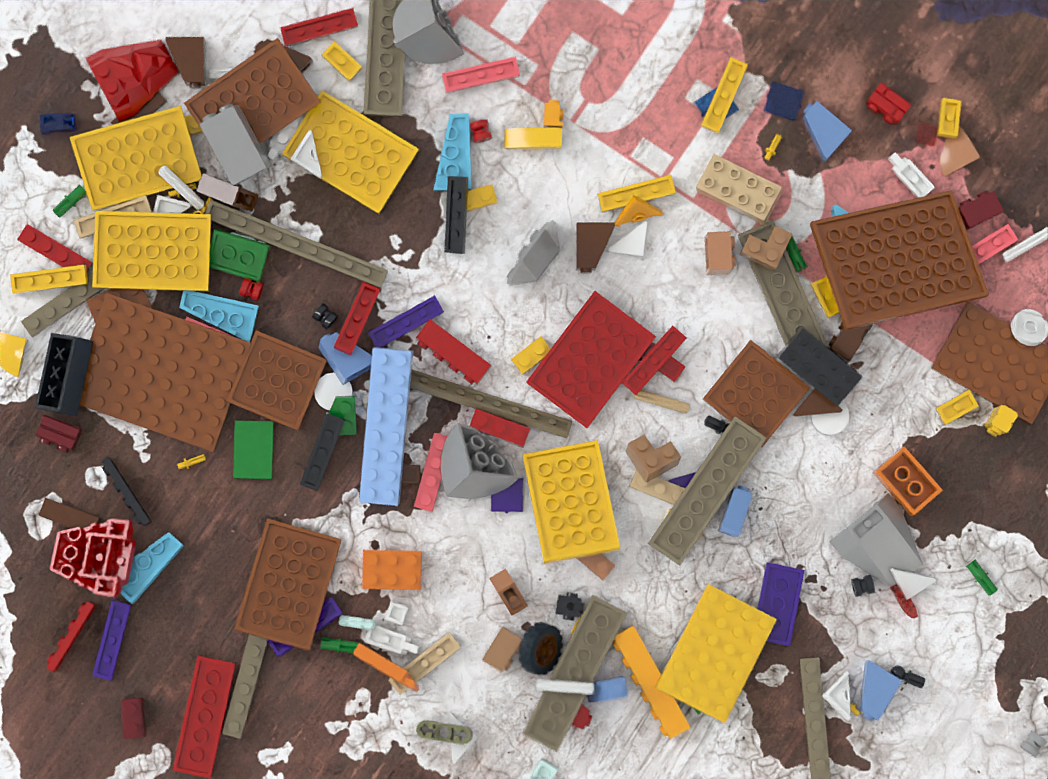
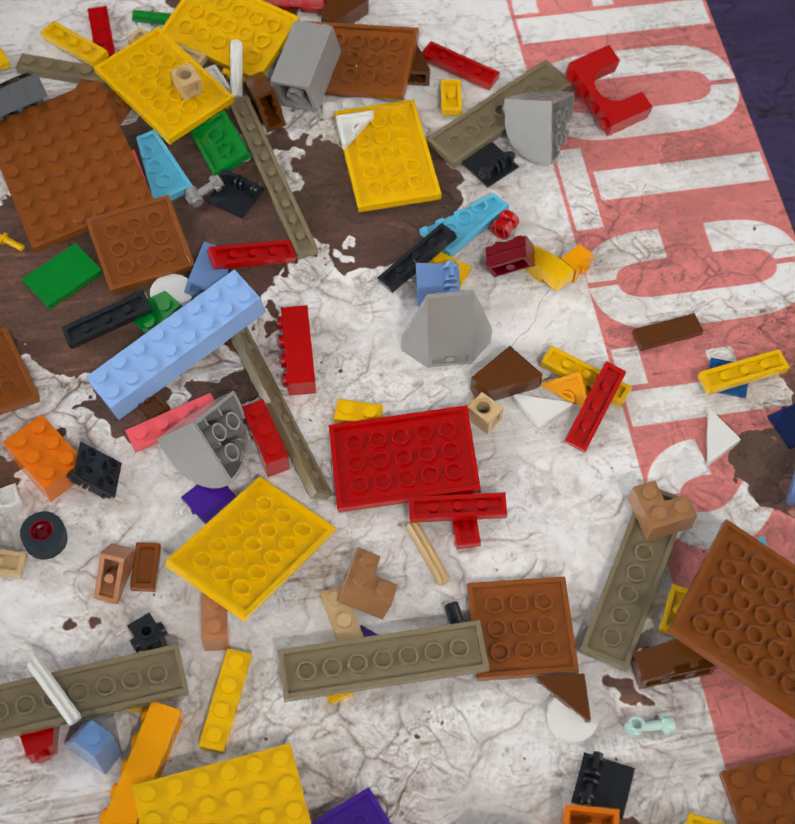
camera: 50 degrees right, 25 degrees down
(180, 239) = (186, 81): none -> tan brick
(251, 289) = (201, 171): red wheel -> none
(266, 310) = (195, 196): none -> light grey bar
(289, 282) = (236, 195): none -> black hinge
(325, 316) = (231, 233): black wheel -> none
(406, 322) = (287, 296): dark purple plate -> none
(421, 90) = (491, 164): none -> black hinge
(431, 548) = (96, 471): none -> black hinge
(445, 612) = (43, 535): none -> black wheel
(481, 74) = (549, 191): coral plate -> none
(488, 220) = (436, 278): none -> medium blue hinge
(502, 649) = (47, 609): medium nougat brick -> none
(511, 155) = (510, 256): none -> dark red brick
(519, 569) = (145, 567): none -> dark orange tile
(540, 643) = (78, 642): black wheel -> none
(609, 274) = (488, 420): none -> tan brick
(644, 594) = (225, 701): none -> yellow plate
(652, 109) = (667, 332): none -> reddish brown tile
(664, 212) = (595, 406): none -> red plate
(719, 253) = (610, 477): nougat brick -> none
(735, 511) = (387, 708): medium blue slope -> none
(739, 189) = (683, 448): tan brick -> none
(749, 155) = (718, 438): none -> white tile
(771, 150) = (742, 450): yellow piece -> none
(795, 255) = (681, 547): green axle -> none
(819, 366) = (607, 654): black brick -> none
(868, 387) = (637, 725): none -> light aqua bar
(879, 436) = (603, 783): none -> black hinge

